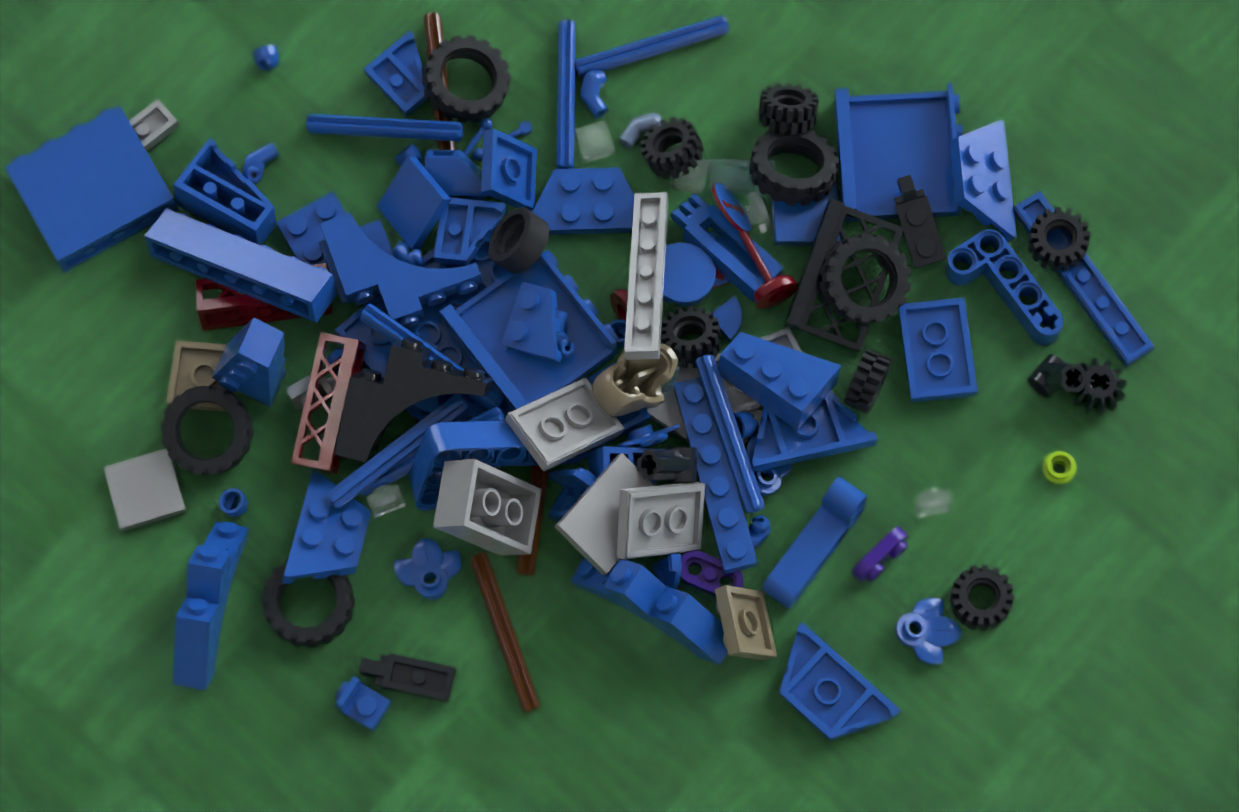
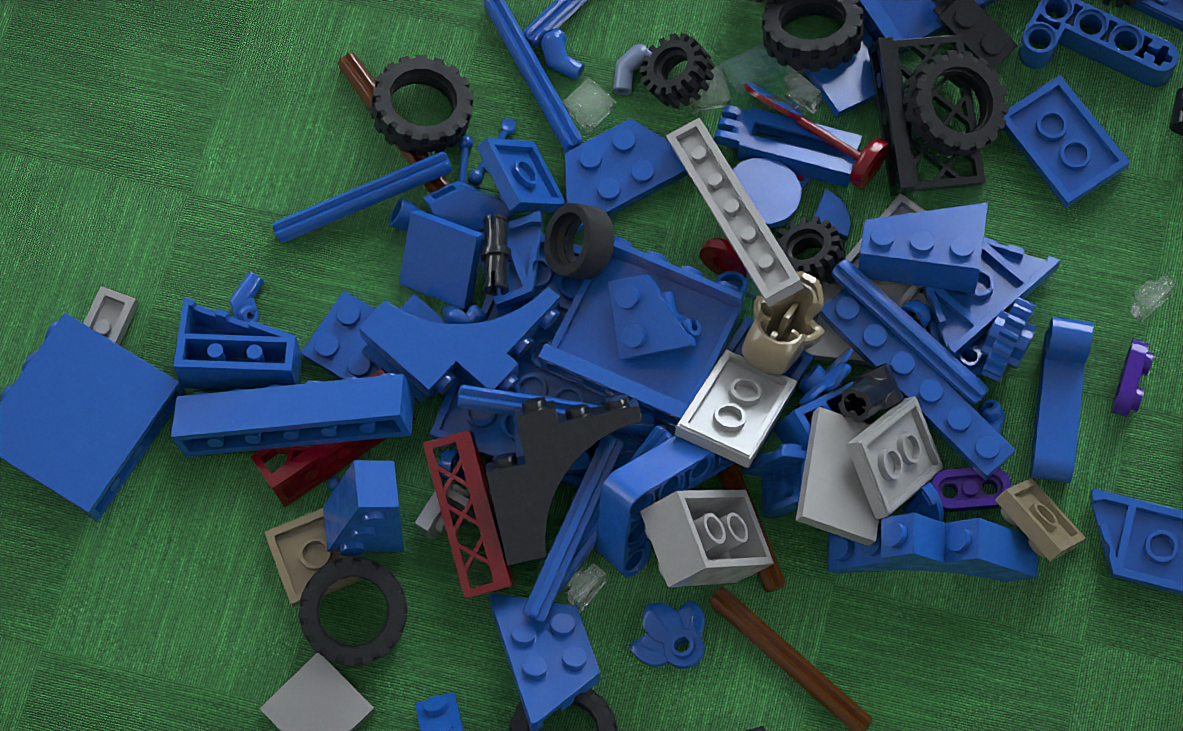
camera: 25 degrees left, 0 degrees up
(229, 500) = (417, 673): blue hinge -> none
(266, 57) = (193, 186): blue hinge -> none
(399, 74) = (347, 135): blue wing -> none
(452, 219) = (496, 254): none -> black pin
(800, 477) = (1008, 339): none -> blue gear
(868, 381) = (1017, 206): black tyre -> none

